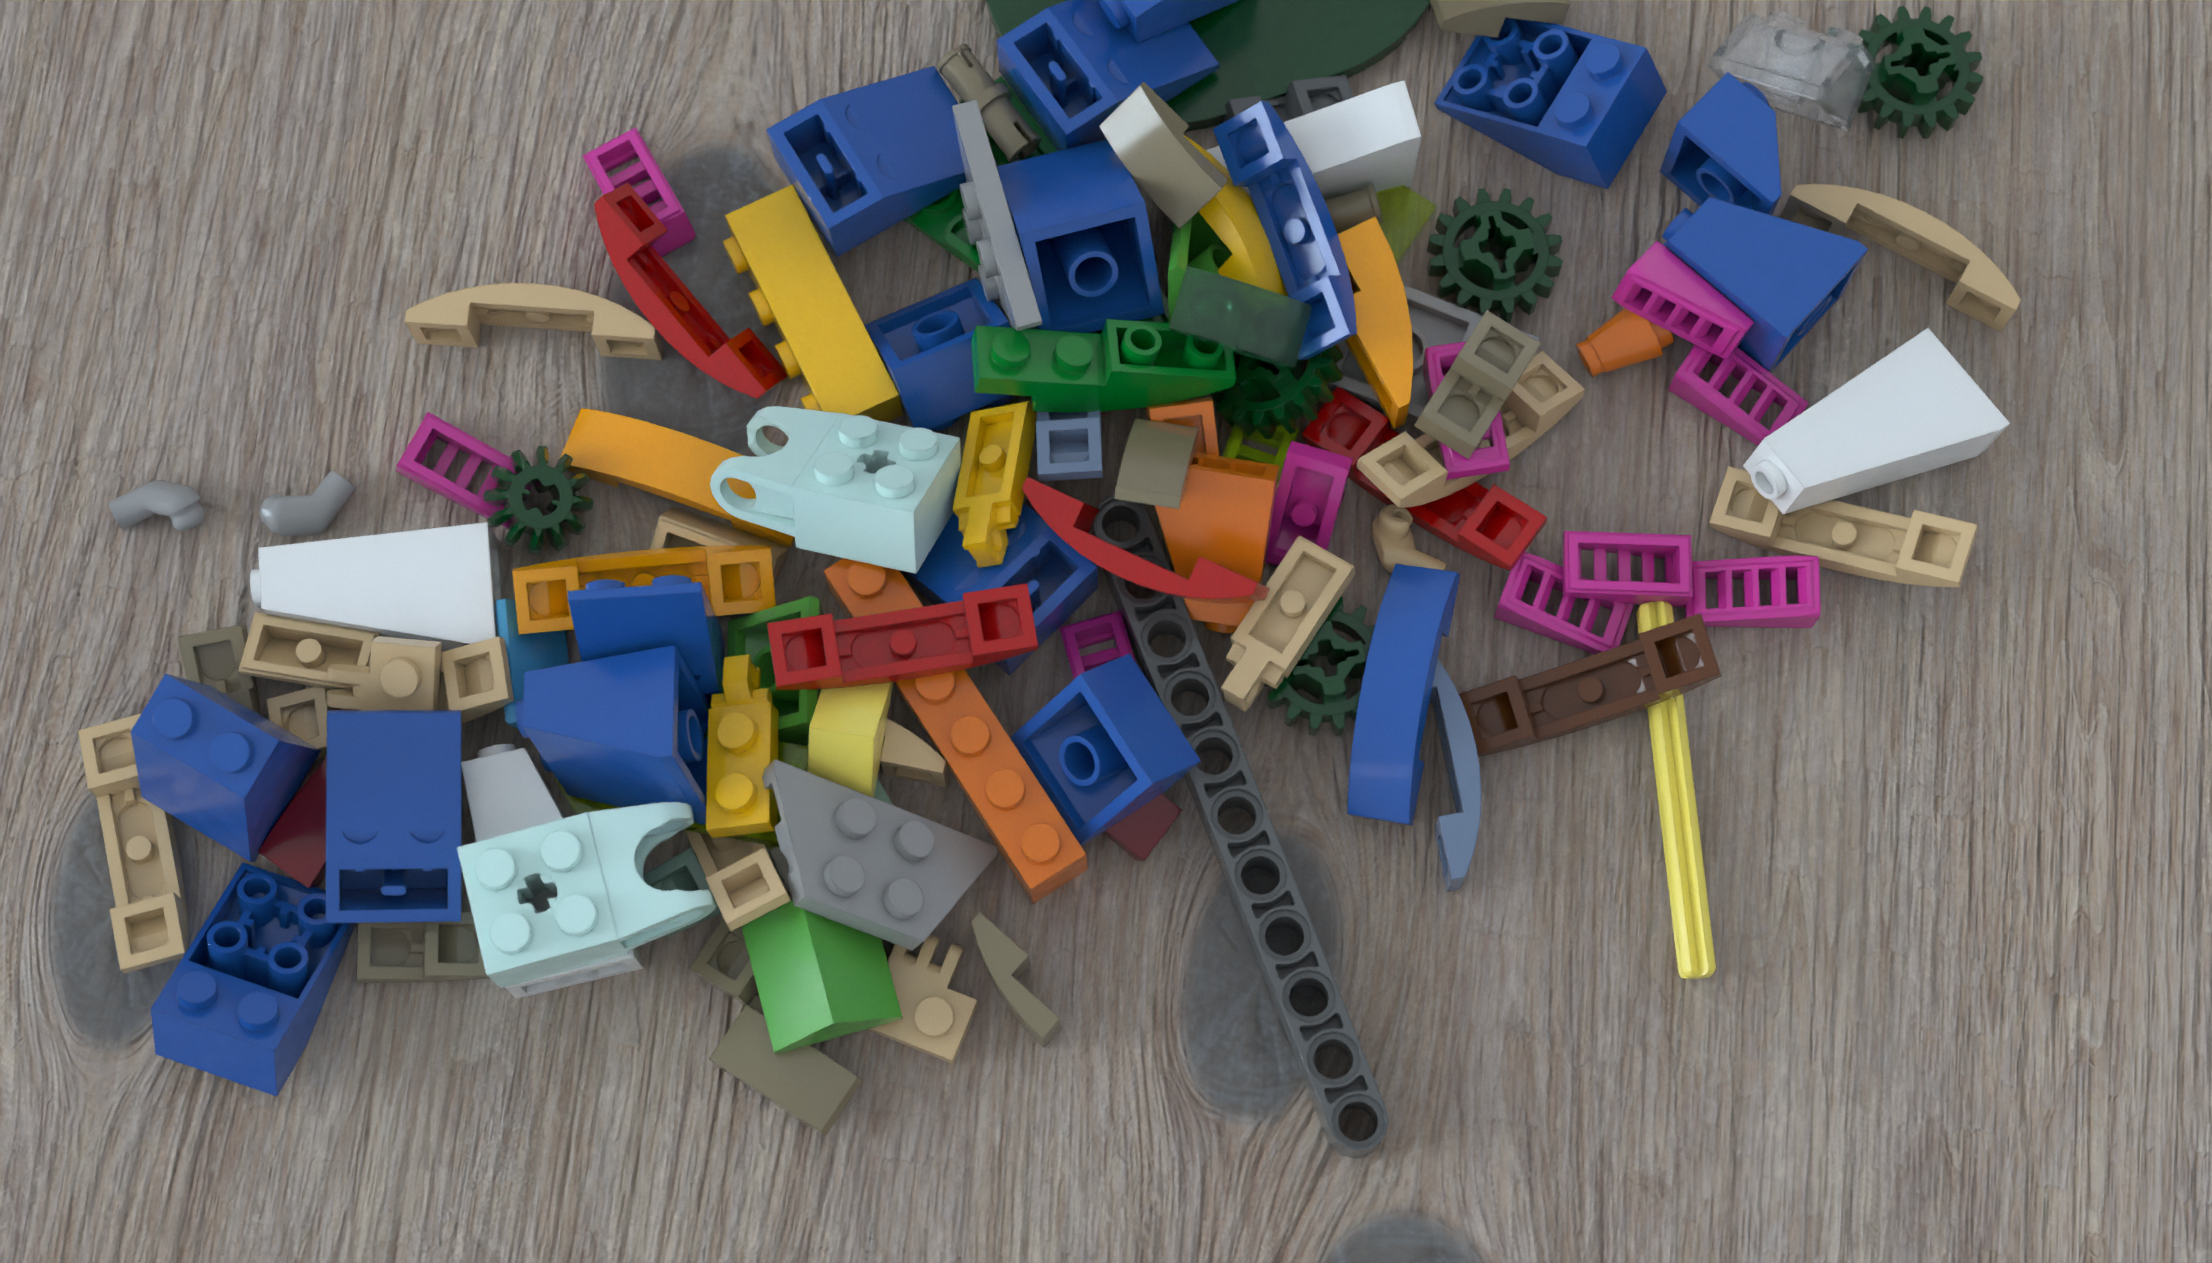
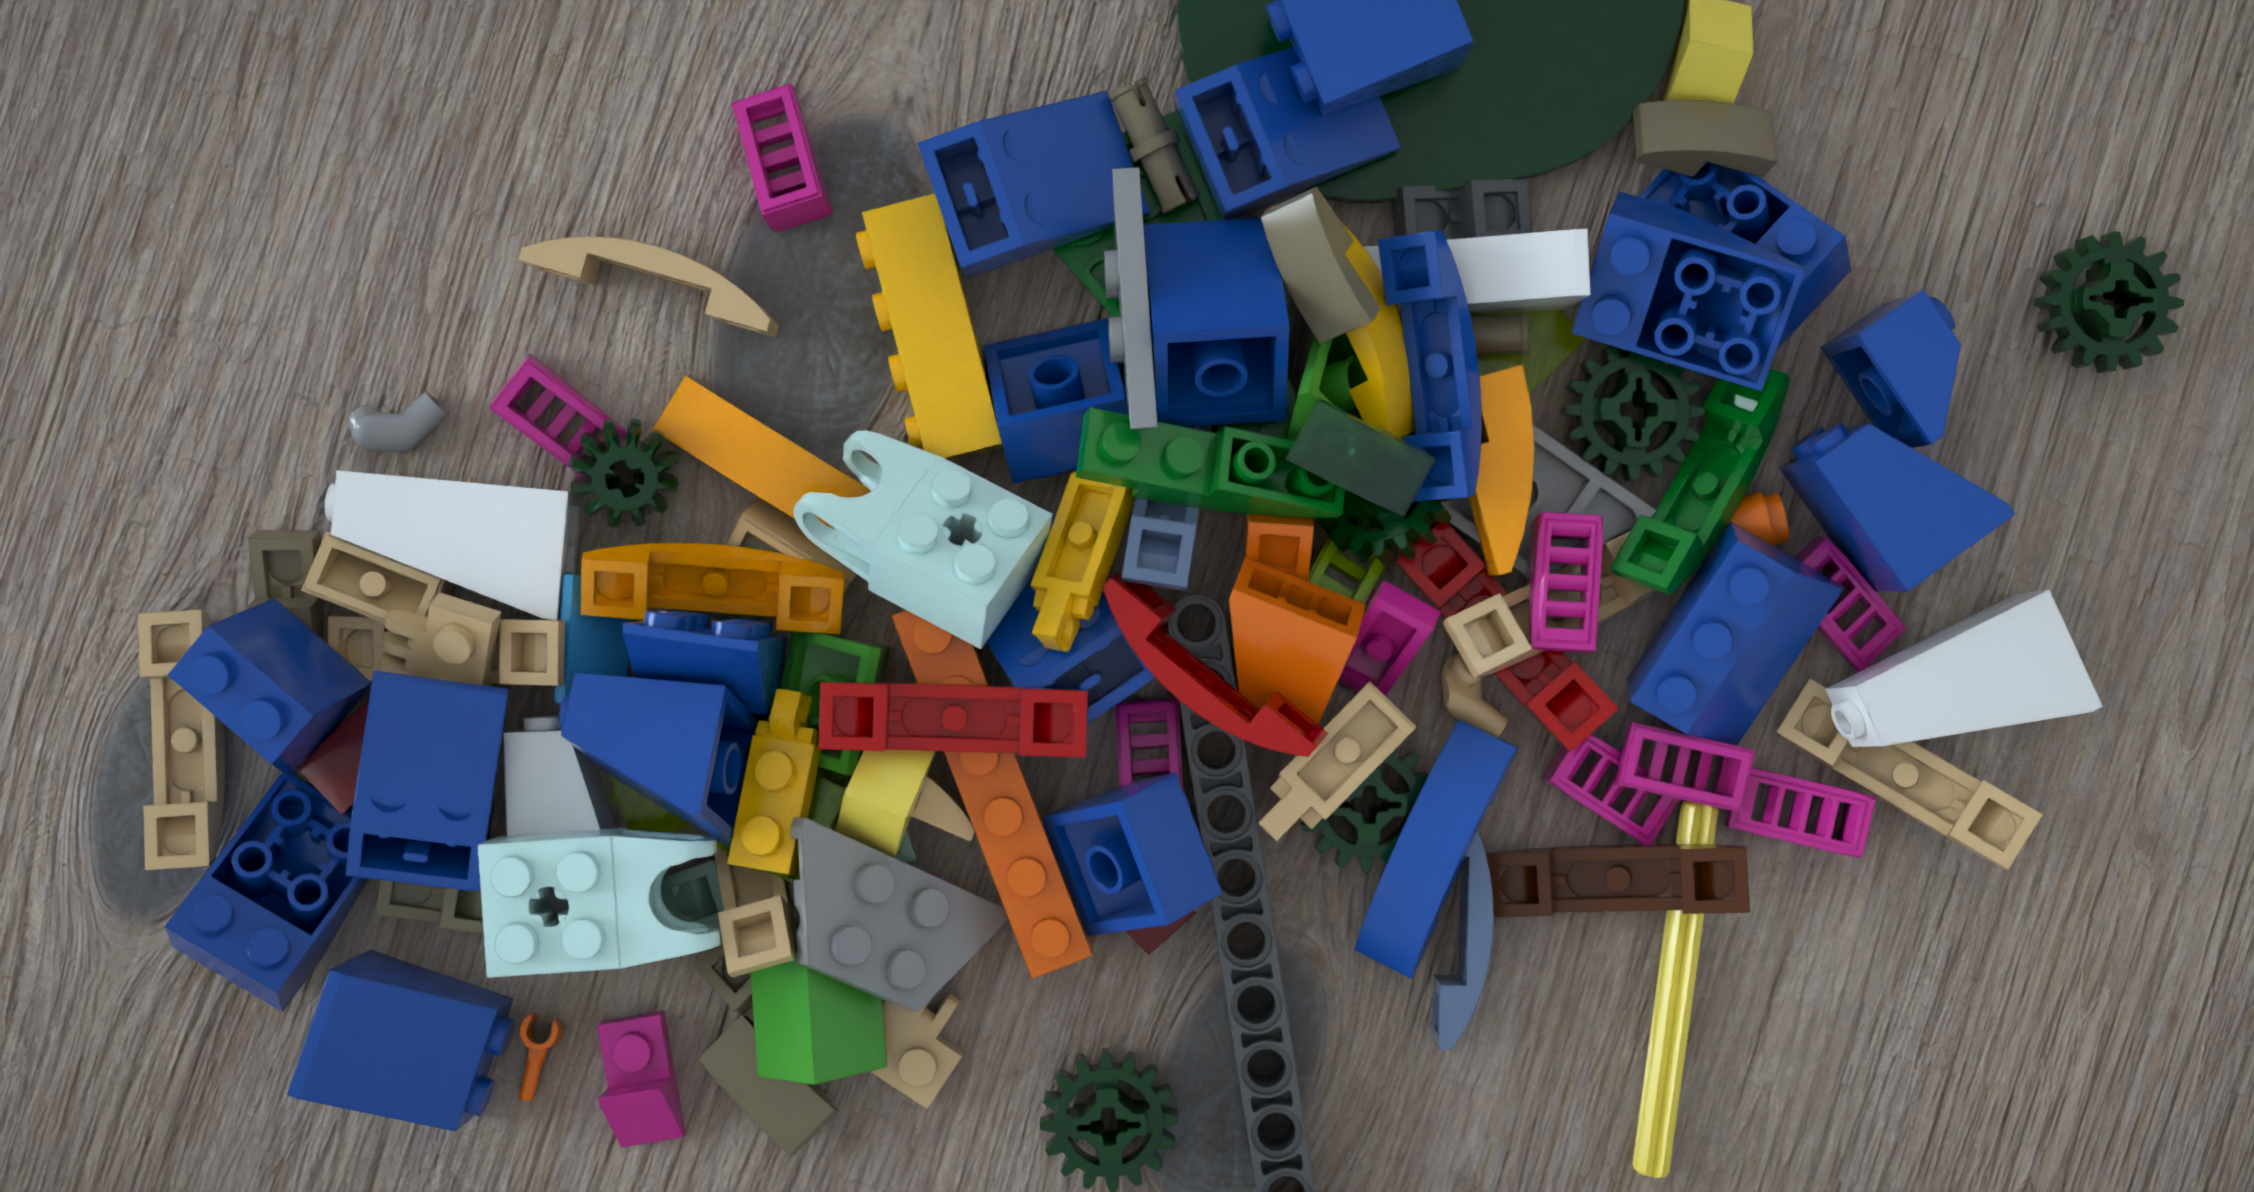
camera: 10 degrees right, 15 degrees up
(159, 498) = (254, 386): light grey arm -> none
(408, 1092) = (402, 1043): none -> blue slope
(543, 1090) = (536, 1054): none -> orange hand
(628, 234) = (793, 300): red slope -> none
(654, 1096) = (641, 1080): none -> dark pink slope
(1005, 966) = (993, 1031): dark tan slope -> none
(1156, 463) = (1243, 594): dark tan slope -> none
(1168, 1019) = (1133, 1115): none -> dark green gear
(1477, 384) = (1583, 567): dark tan slope -> none
(1513, 127) = (1687, 293): none -> blue slope
(1582, 311) = (1707, 487): none -> green slope
(1643, 433) = (1731, 637): none -> blue slope
(1682, 302) = (1807, 513): dark pink slope -> none
(1797, 67) = (1992, 282): clear slope -> none
(1916, 235) = (2107, 538): tan slope -> none

